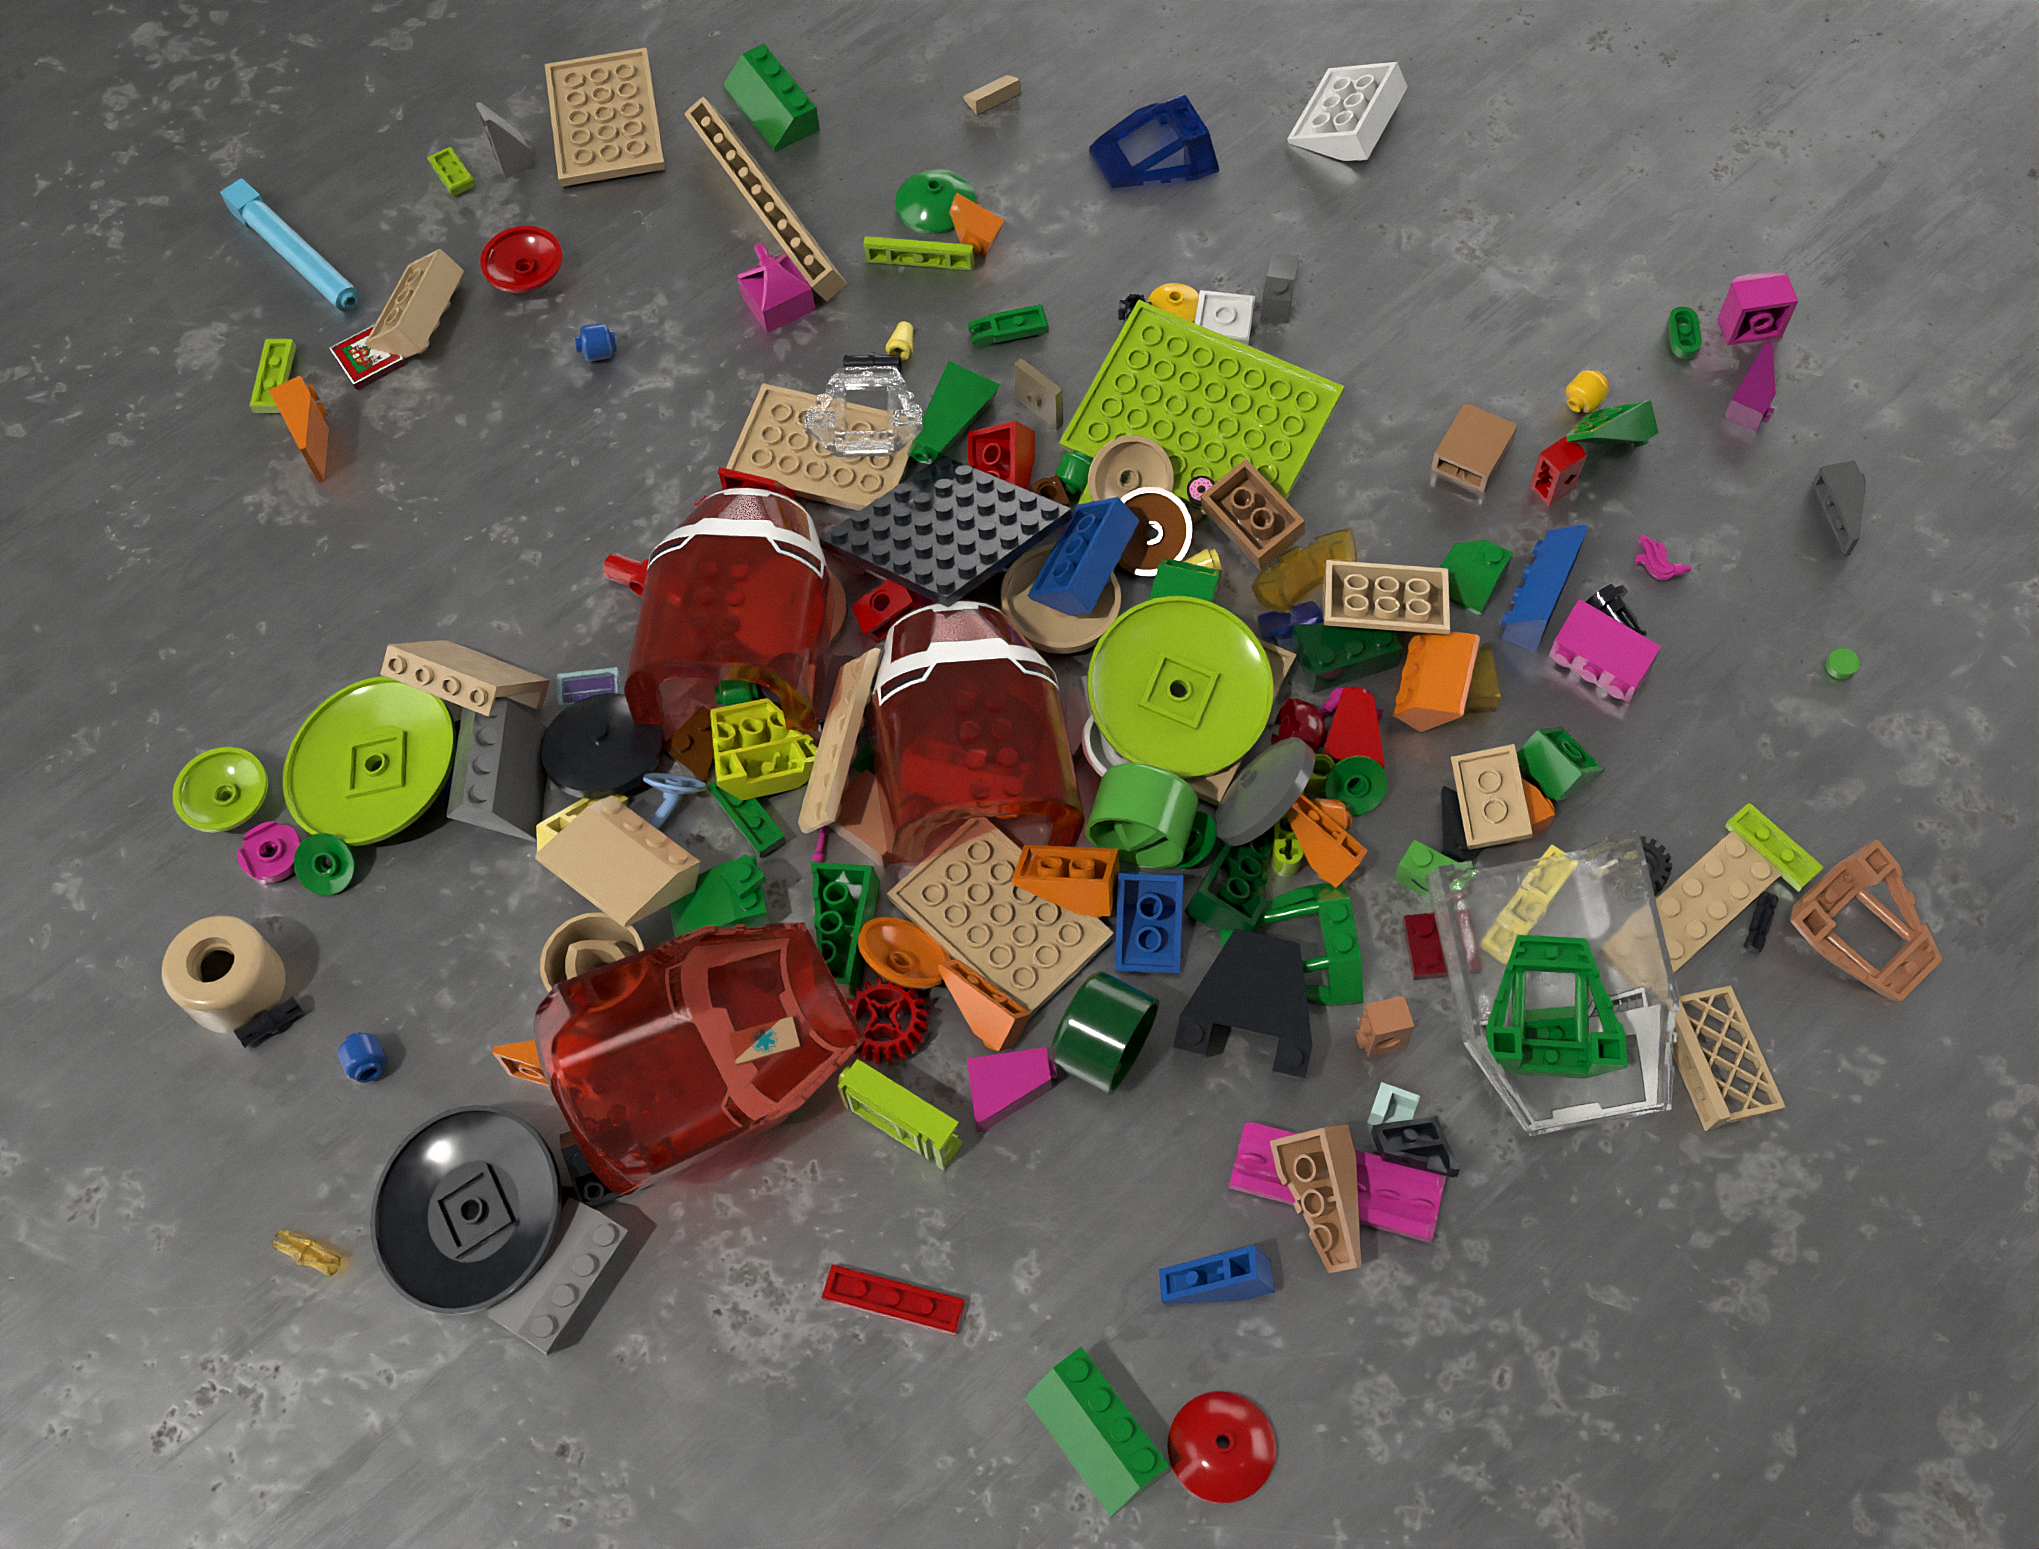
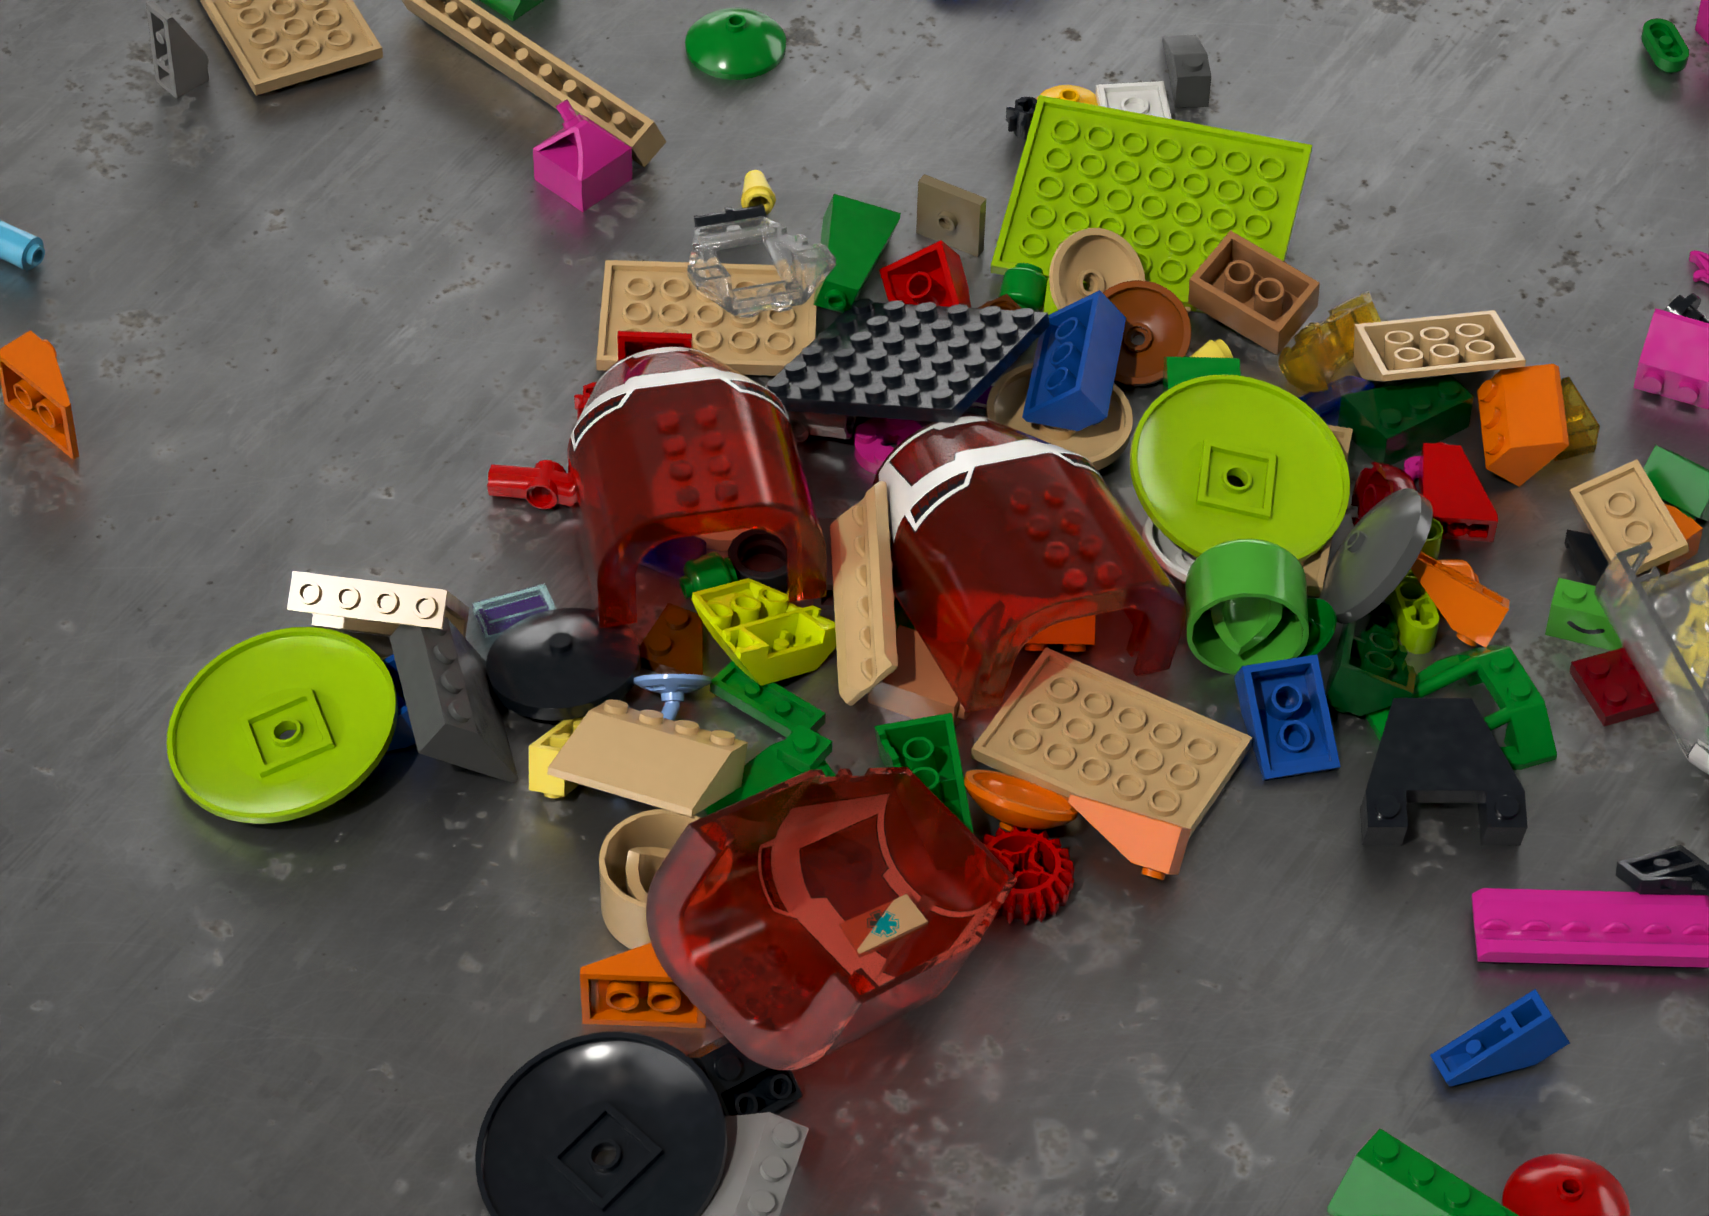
camera: 20 degrees left, 15 degrees down
(213, 777) = (101, 790): lime dish -> none
(238, 997) = (196, 1007): tan piece -> none
(255, 847) = (187, 869): dark pink plate -> none
(268, 1021) = (262, 1023): black pin -> none
(312, 867) = (260, 825): green dish -> none
(362, 1057) = (400, 1032): blue head -> none
(363, 363) = (81, 313): tile -> none
(416, 305) = (128, 245): tan slope -> none
(451, 171) = (108, 98): lime plate -> none
(521, 259) = (247, 174): red dish -> none
(596, 342) = (377, 250): blue head -> none
(818, 856) = (869, 731): dark pink hinge -> none
(871, 609) = (849, 479): red brick -> none
(893, 1299) = (1139, 1147): red tile -> none
(899, 1113) = (1079, 952): lime door -> none
(919, 253) = (741, 97): lime plate -> none
(975, 225) = (799, 56): orange slope -> none
(1007, 1083) = (1187, 907): dark pink slope -> none
(1008, 325) = (880, 157): green hinge -> none
(1070, 877) = (1193, 685): orange slope -> none
(1103, 1031) = (1286, 820): dark green piece -> none
(1197, 487) = (1177, 281): tile -> none
(1323, 1181) = (1584, 921): medium nougat wedge -> none
(1364, 794) = (1485, 535): green dish -> none
(1385, 1027) = (1596, 763): nougat brick -> none
(1393, 1105) = (1629, 839): light aqua panel -> none
(1474, 447) = (1473, 193): medium nougat brick -> none
(1475, 573) = (1527, 312): green slope -> none
(1542, 586) = (1604, 314): blue slope -> none
(1558, 470) = (1579, 197): red brick -> none
(1587, 391) = (1580, 118): yellow head -> none
(1617, 425) = (1633, 142): green wedge -> none

